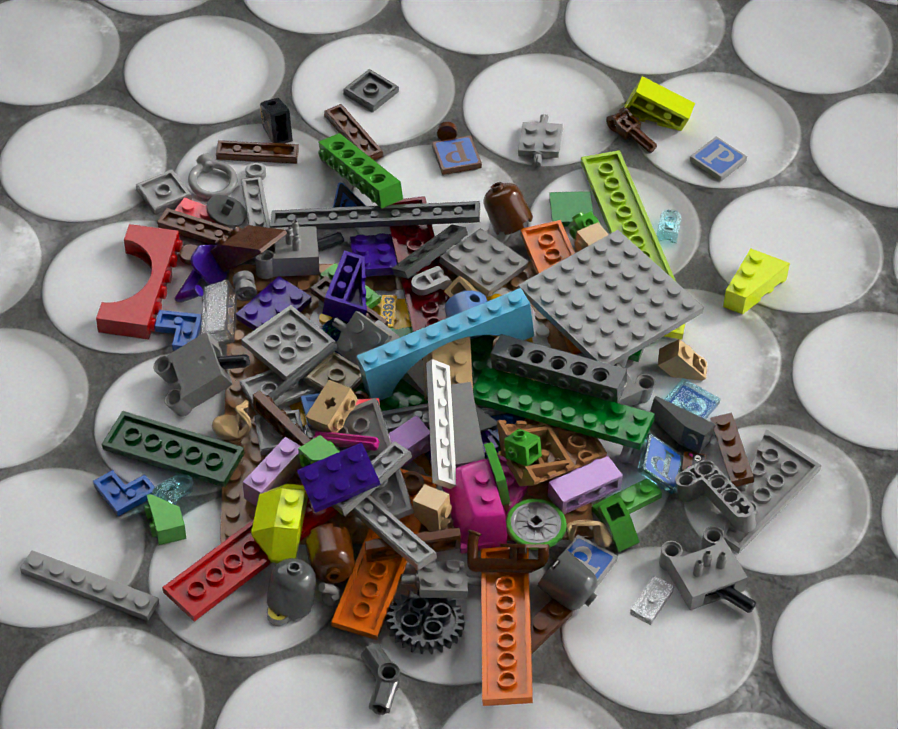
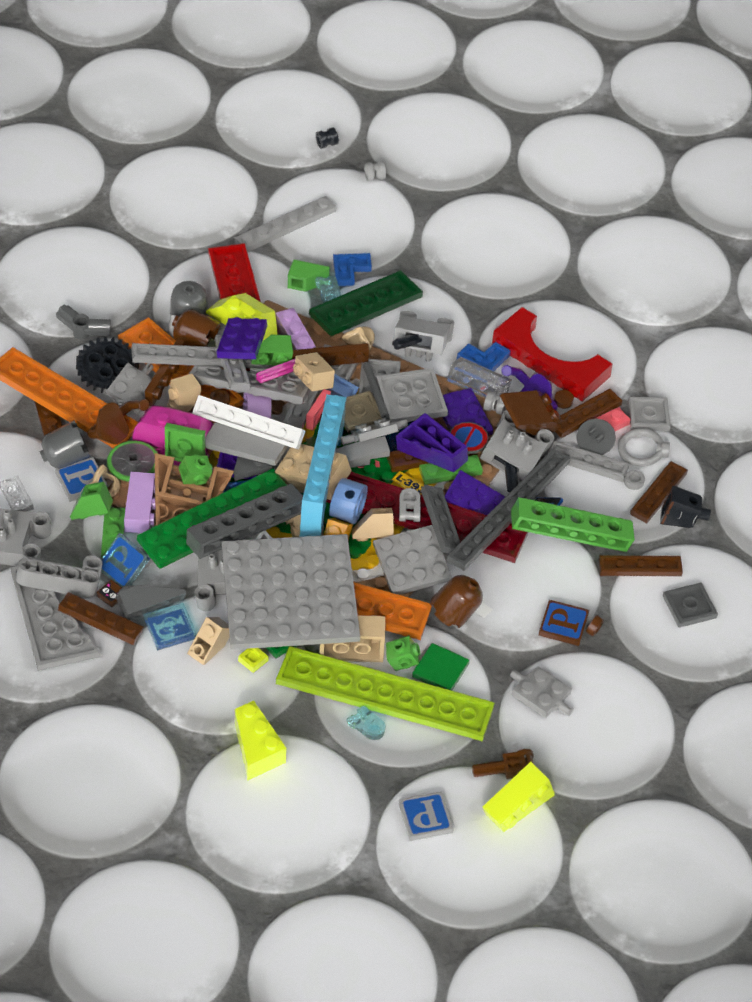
camera: 120 degrees right, 0 degrees up
(308, 281) = (471, 435): none -> piece

